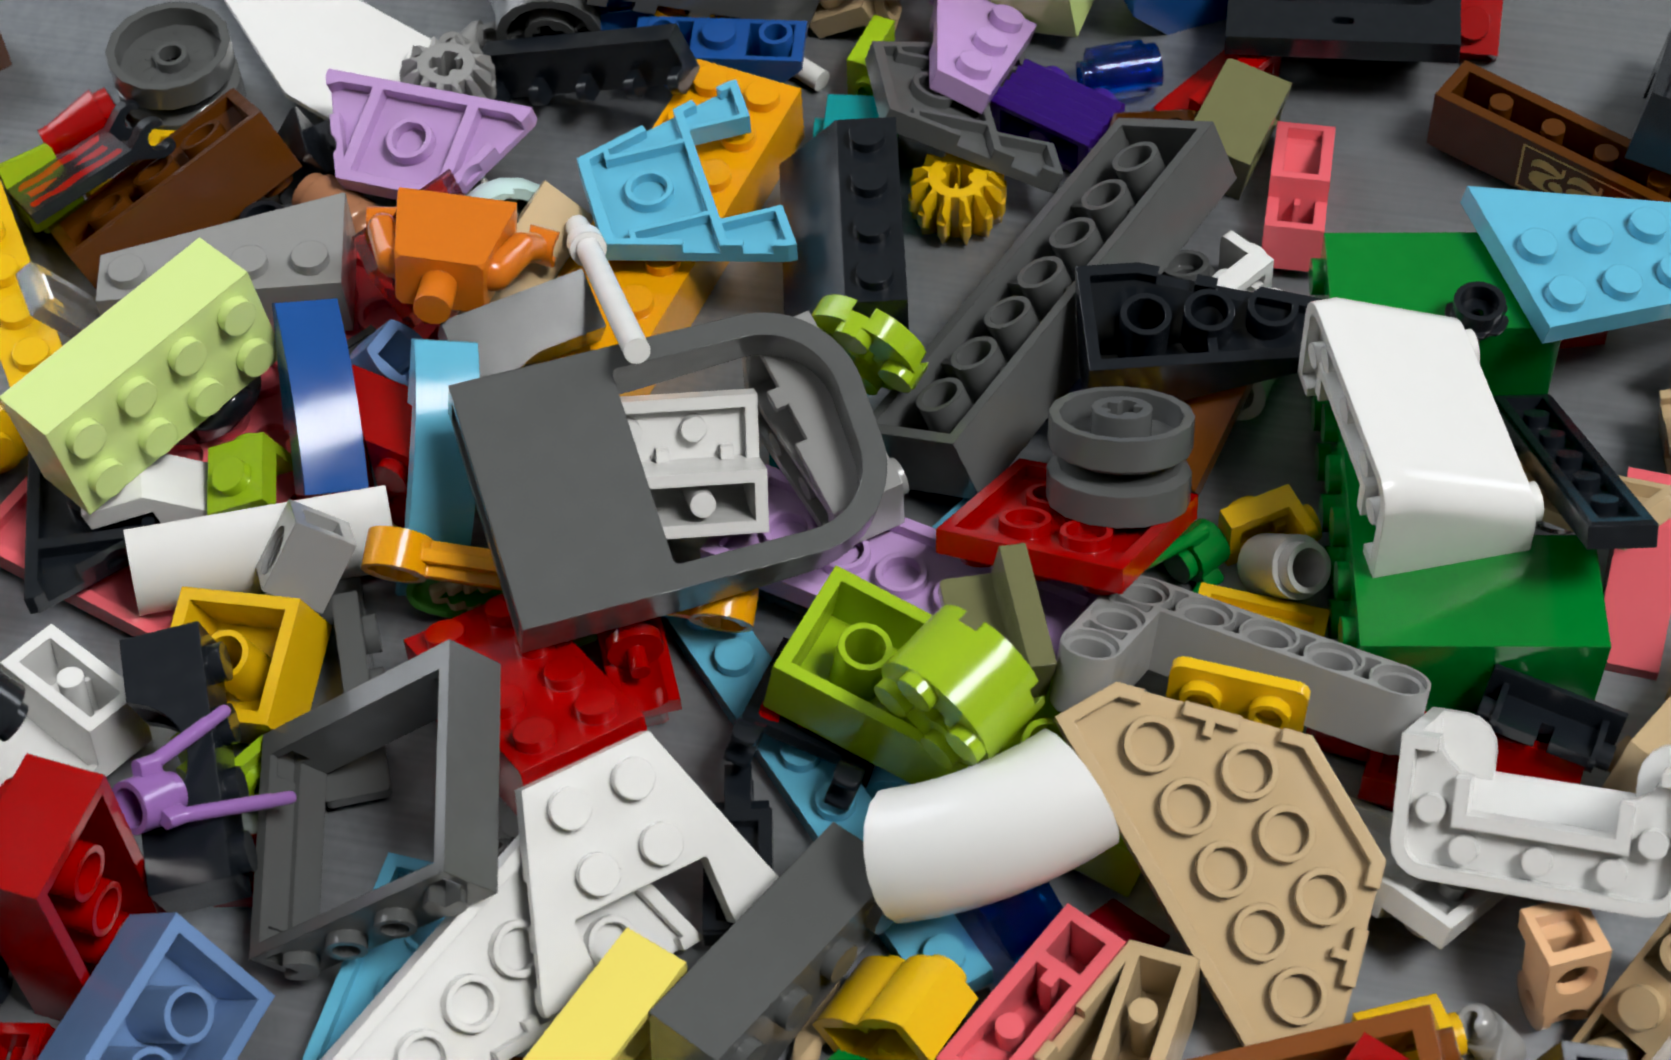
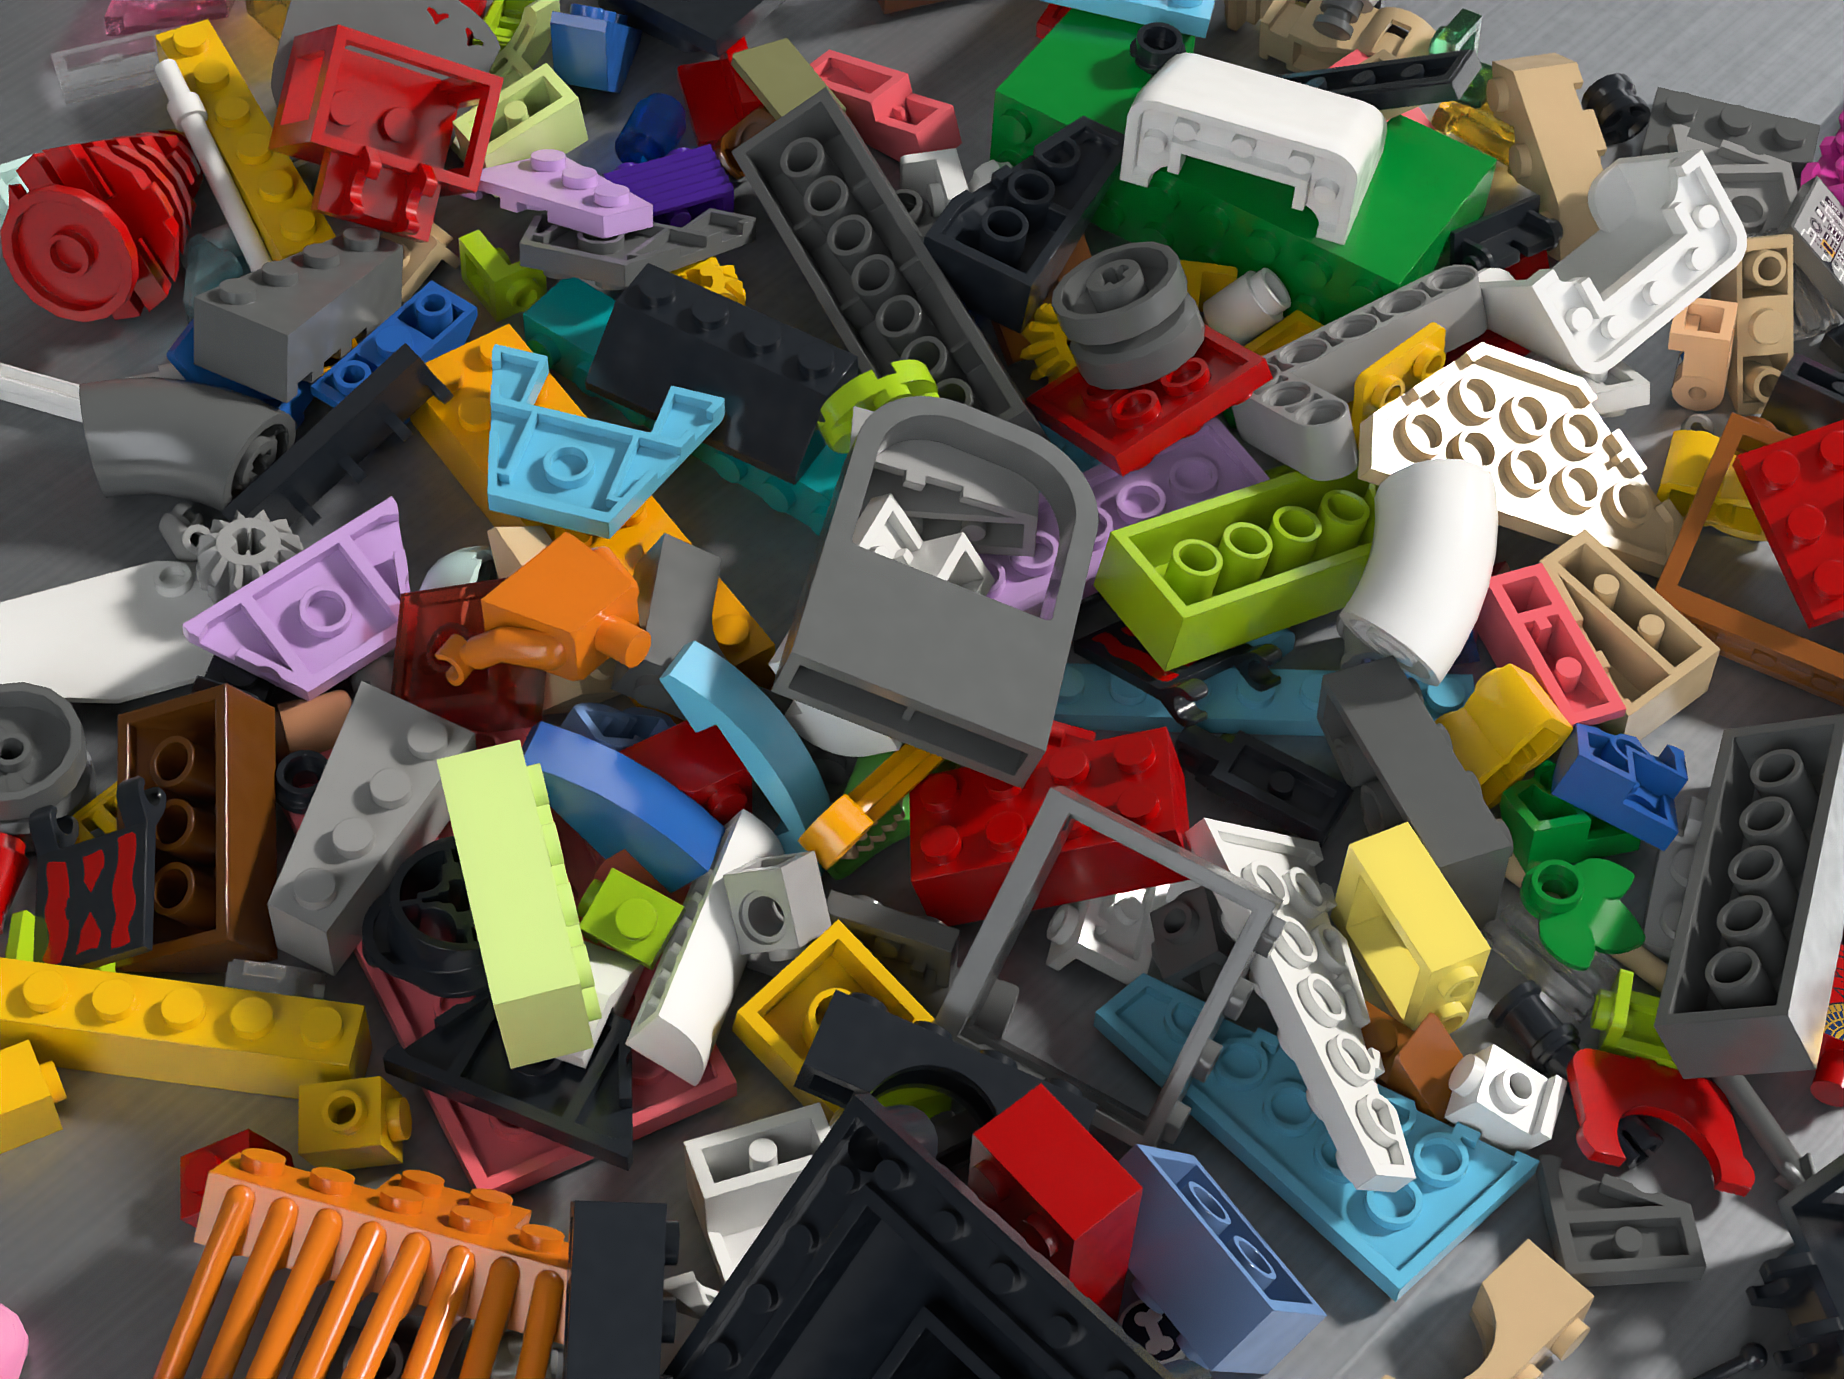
camera: 65 degrees left, 0 degrees up
(161, 798) = (997, 1093): medium lavender plant -> none
(589, 250) = (614, 531): white bar -> none
(609, 831) = (1252, 822): white wing -> none
(960, 688) = (1316, 503): lime brick -> none
(1010, 605) = (1245, 465): olive panel -> none

